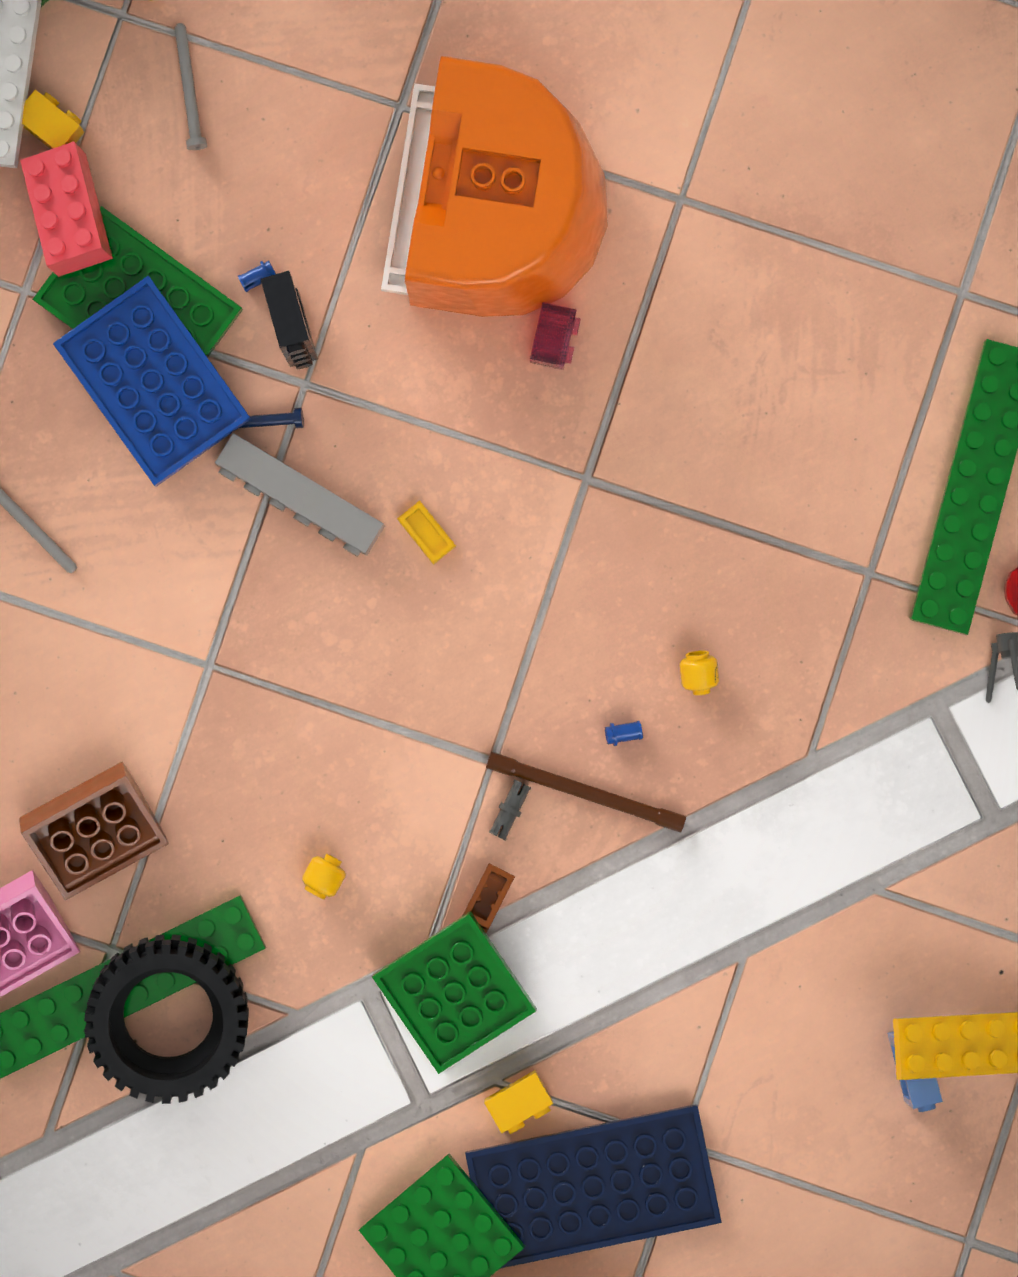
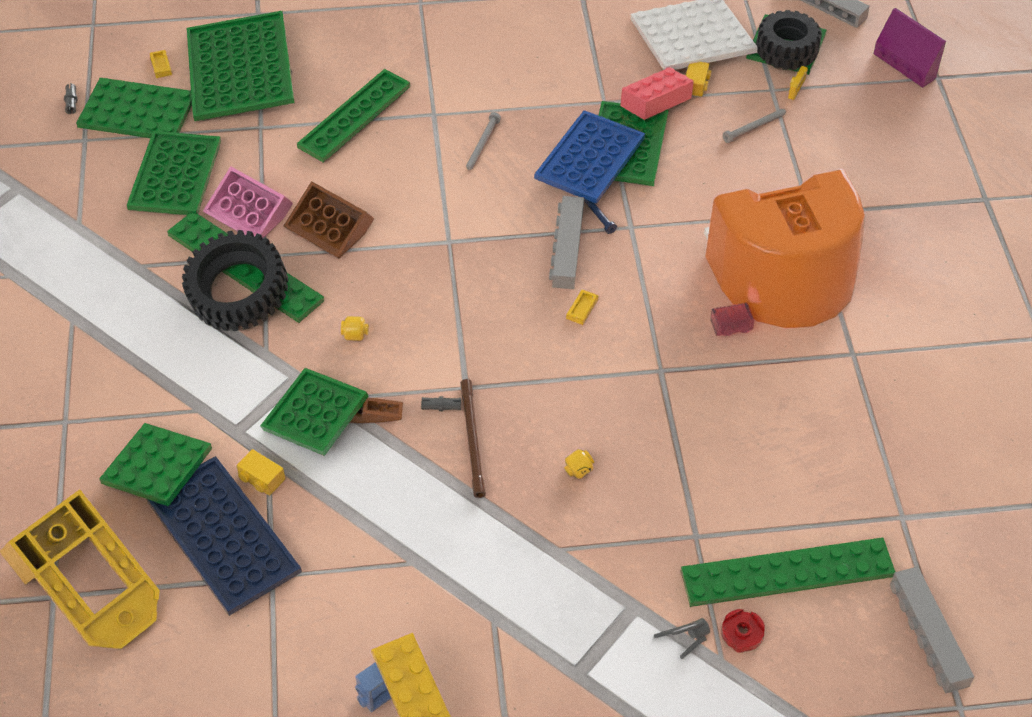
camera: 60 degrees right, 35 degrees down
(253, 277) = (679, 186): blue pin -> none
(289, 320) = (654, 204): black arch -> none
(623, 732) = (519, 441): blue pin -> none

